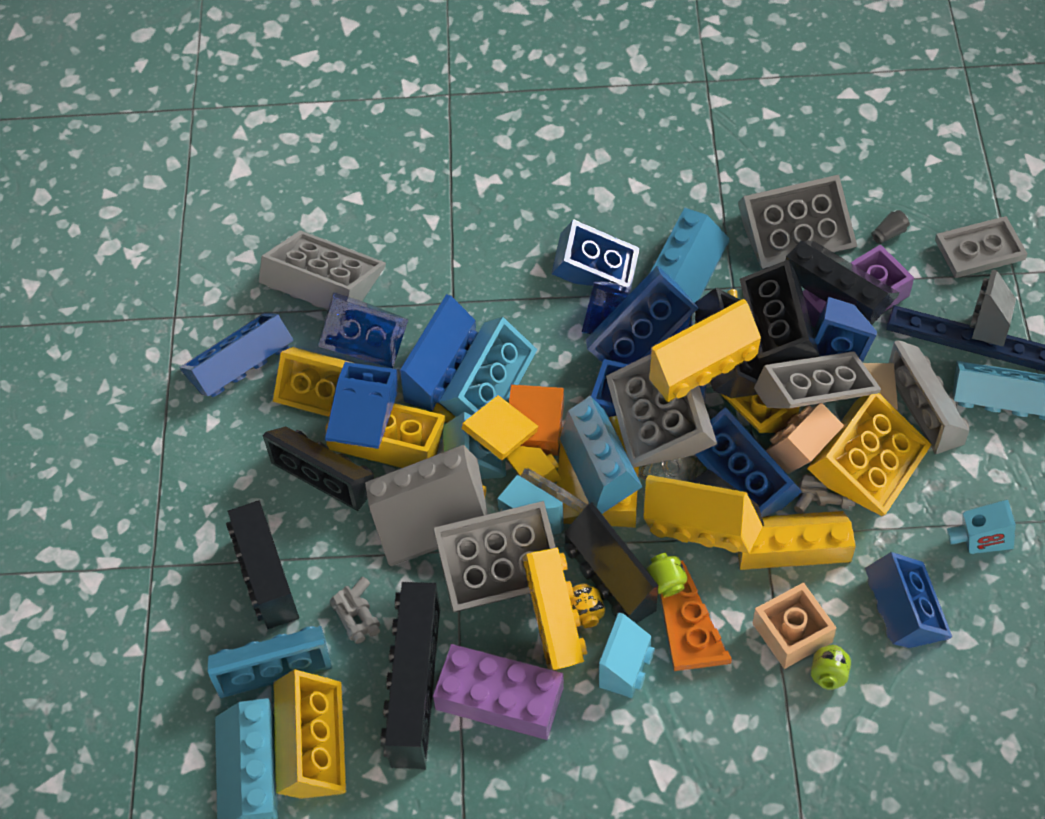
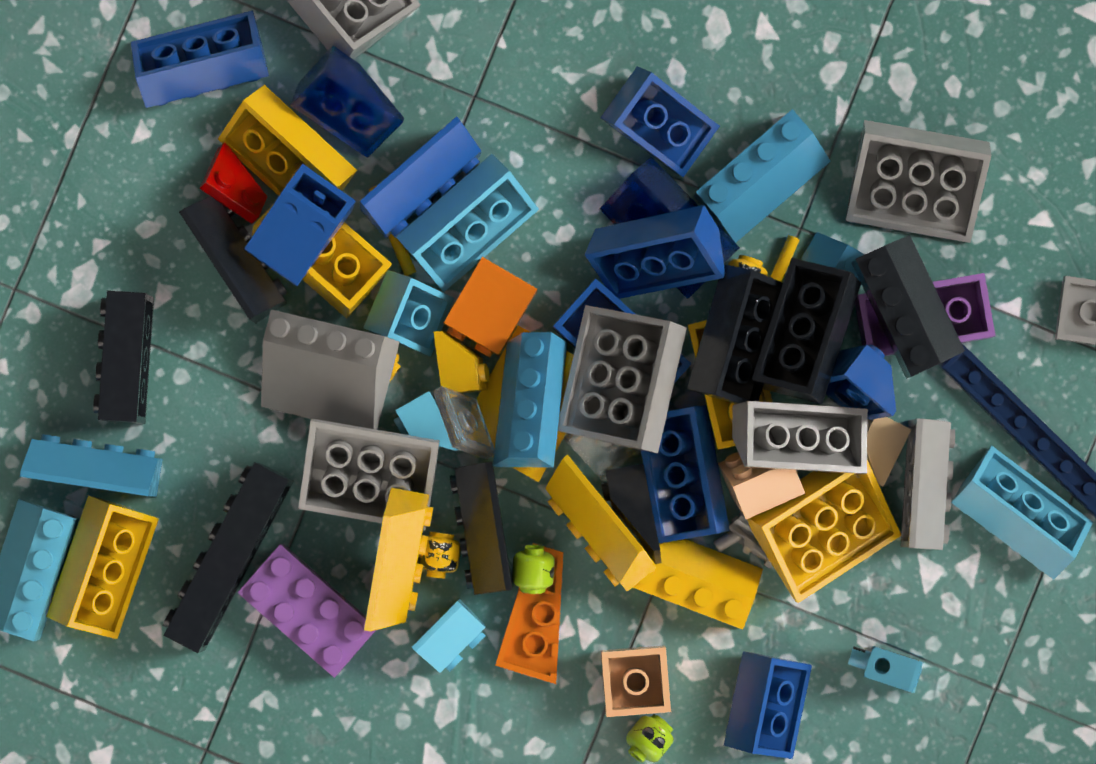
camera: 15 degrees right, 30 degrees up
(299, 420) = (233, 185): none -> red wing
(349, 604) = (201, 435): light grey piece -> none
(499, 427) = (440, 315): yellow tile -> none
(704, 351) = (686, 366): yellow slope -> none
(891, 226) = (1021, 238): dark grey cone -> none
(993, 310) = (1059, 417): dark grey slope -> none

